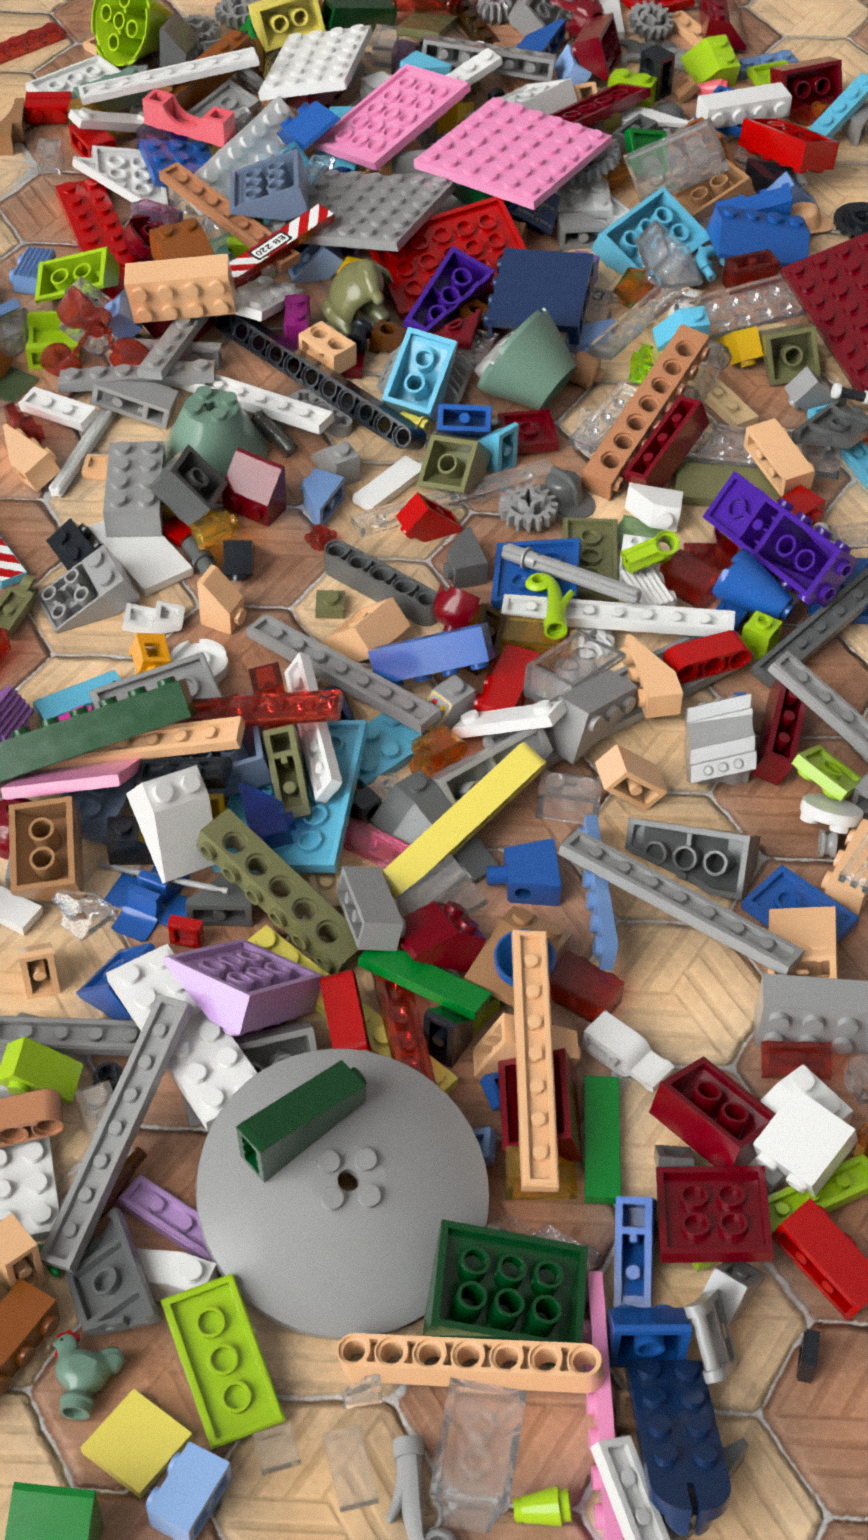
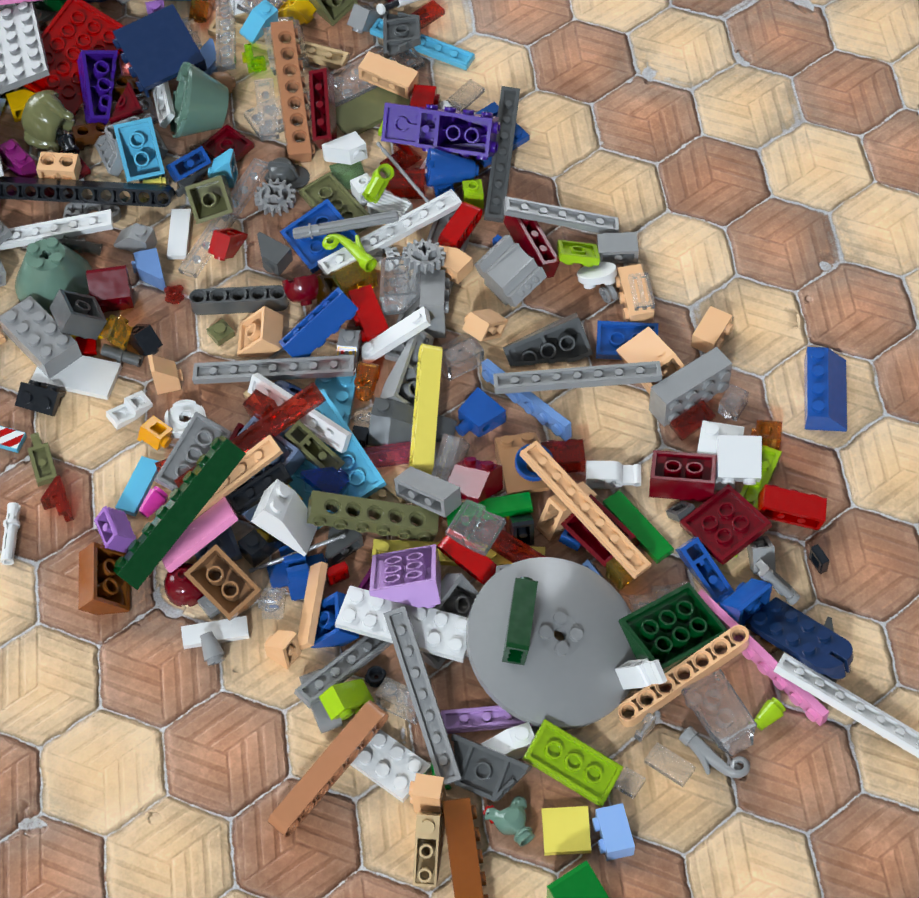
camera: 35 degrees left, 10 degrees up
(88, 592) = (76, 421): light grey slope -> none
(118, 945) = (312, 605): none -> light nougat tile
(380, 985) = (475, 527): none -> clear slope
(407, 1311) = (640, 673): none -> white piece
(621, 652) = (423, 256): none -> light grey gear
(694, 561) = (402, 172): none -> light grey piece

